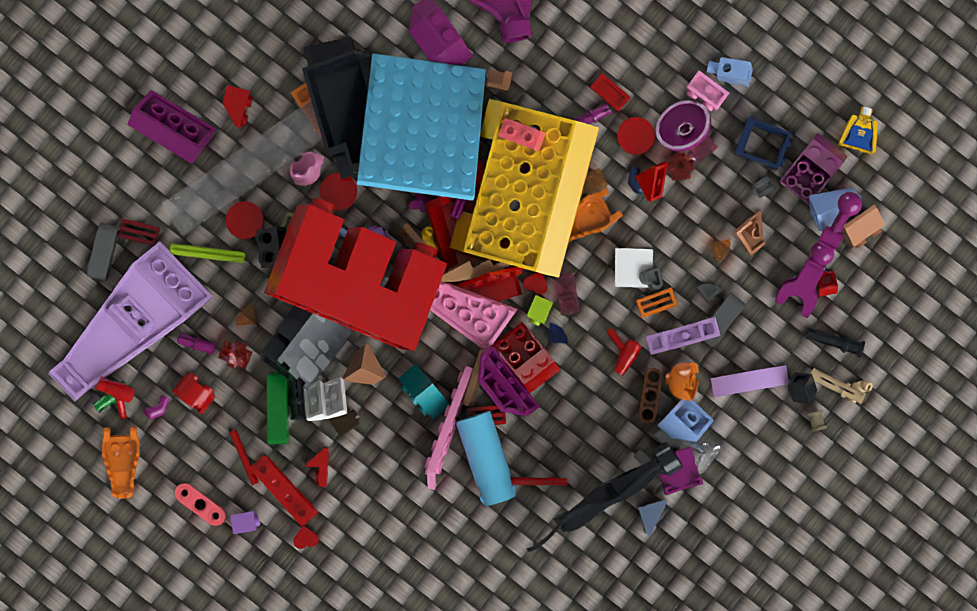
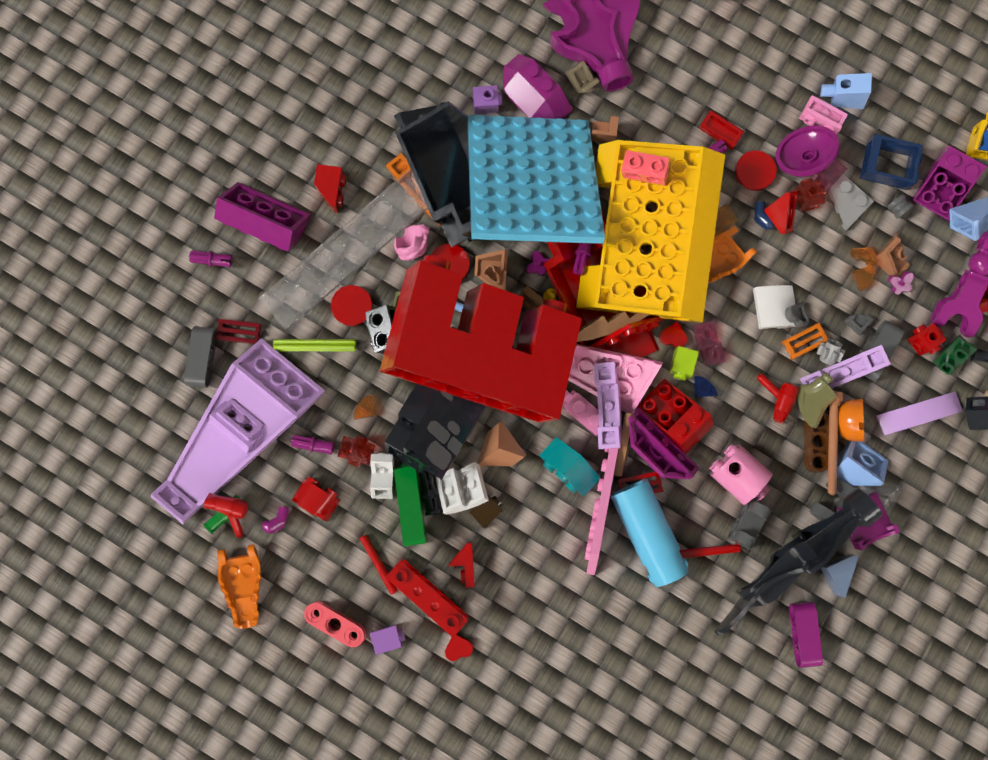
camera: 10 degrees left, 5 degrees down
(119, 161) = (210, 258): none -> magenta axle
(256, 380) = (382, 476): none -> white brick
(378, 203) = (492, 268): none -> nougat slope
(392, 38) = (486, 99): none -> medium lavender brick
(444, 343) = (582, 411): none -> bright pink hinge
(465, 341) = (608, 405): none -> lavender slope
(484, 28) = (581, 78): none -> dark tan bracket
(576, 462) = (749, 524): none -> dark grey piece
(578, 423) = (747, 480): none -> bright pink cylinder
(612, 564) = (805, 634): none -> magenta beam
(651, 357) = (815, 398): none -> olive arm
(668, 362) = (833, 443): none -> nougat piece
(675, 316) = (830, 352): none -> light grey gear
(718, 175) = (848, 200): none -> light grey wing
(723, 229) = (865, 254): none -> clear orange tile
(753, 260) = (901, 283): none -> piece
(760, 320) = (926, 339): none -> red brick
(786, 333) = (954, 355): none -> dark green hips

